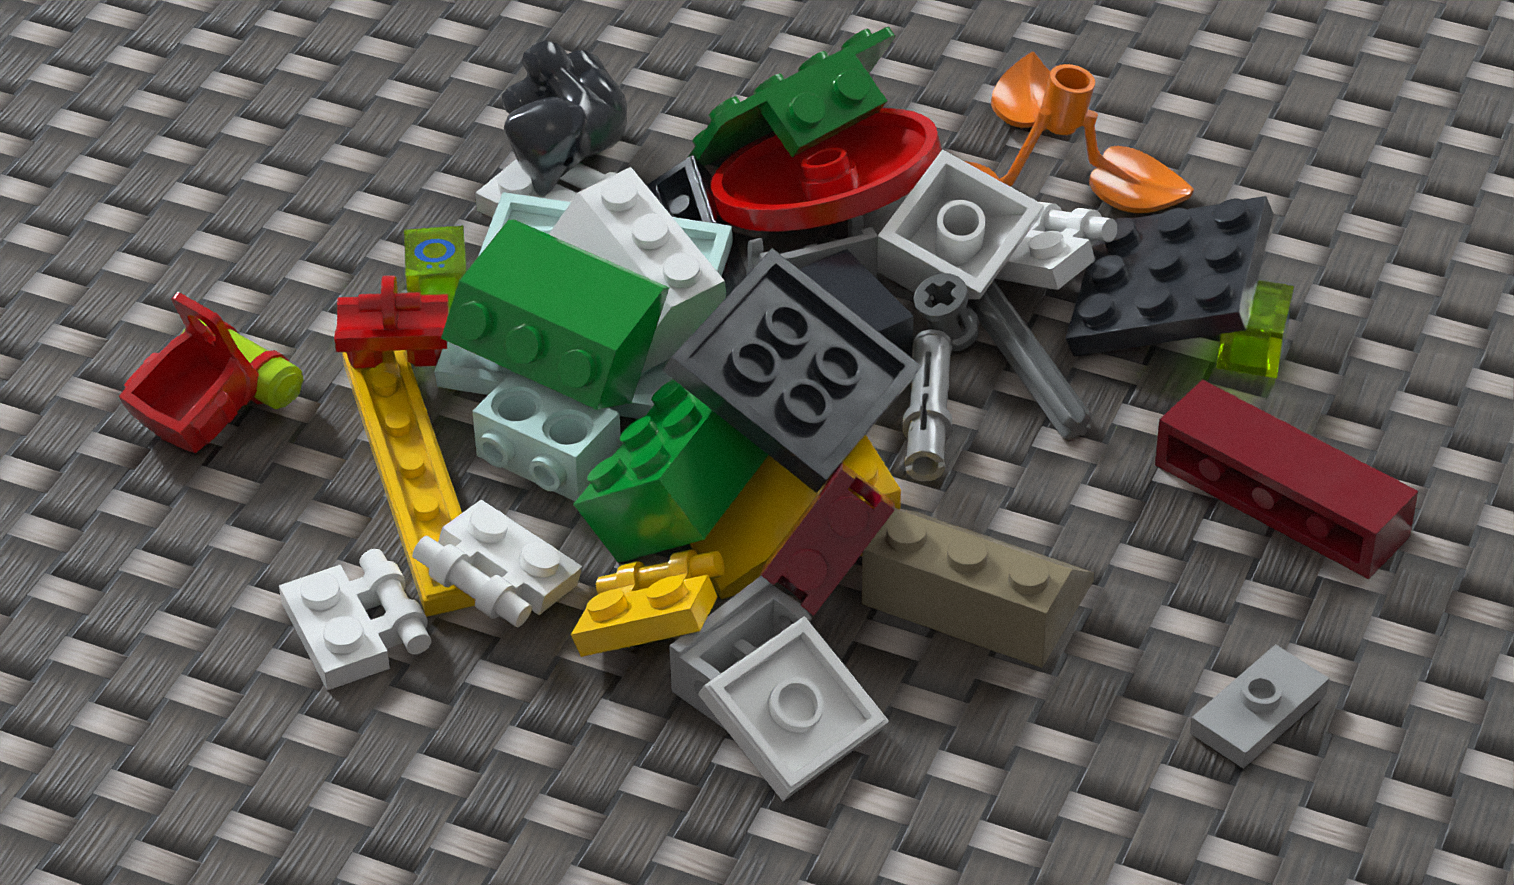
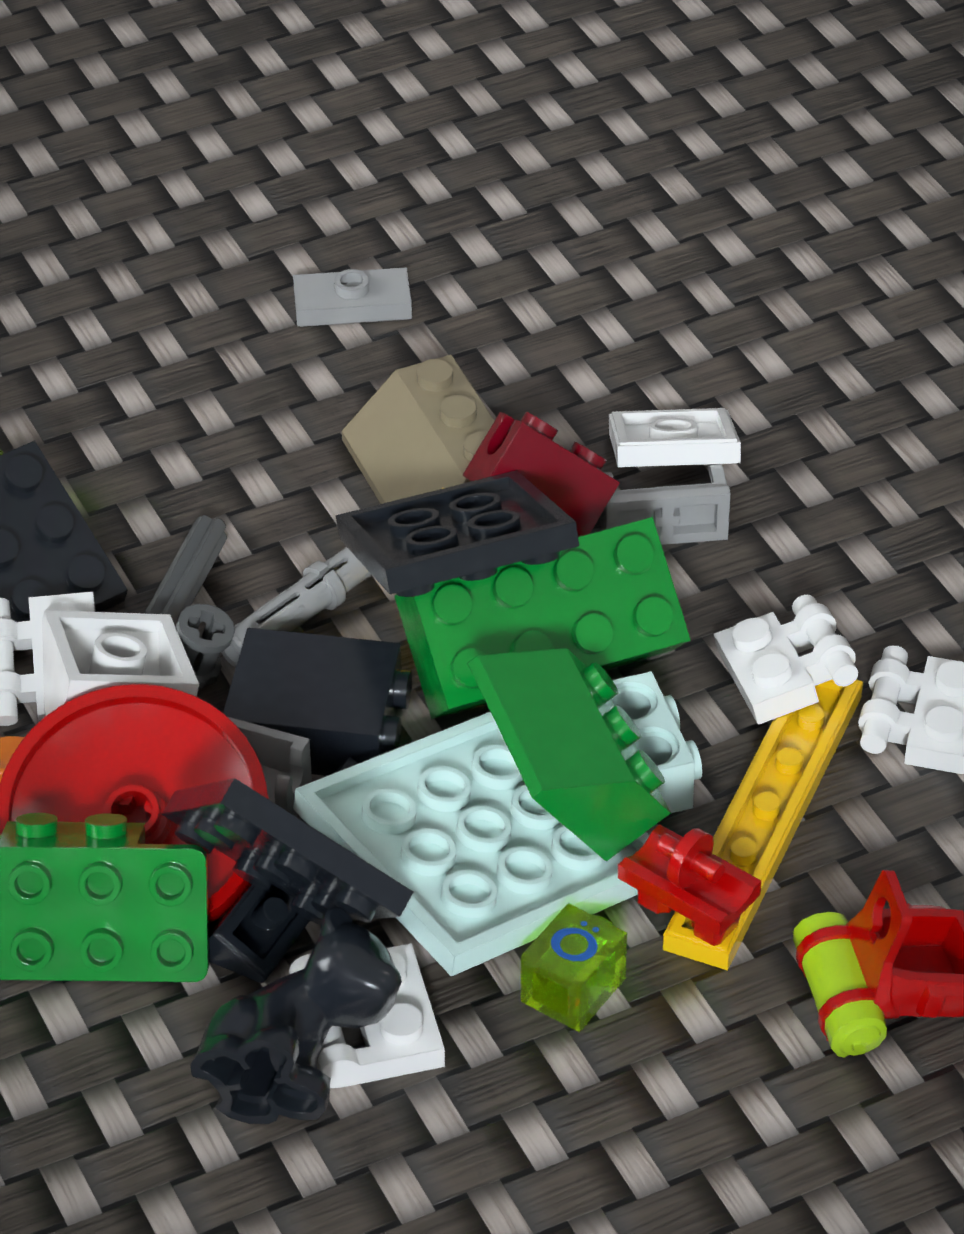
camera: 140 degrees left, 0 degrees up
(634, 230) = (442, 776): white slope -> none
(649, 602) = (718, 546): yellow plate -> none
(659, 109) = (283, 852): none -> black plate
(1286, 478) = (134, 393): dark red brick -> none

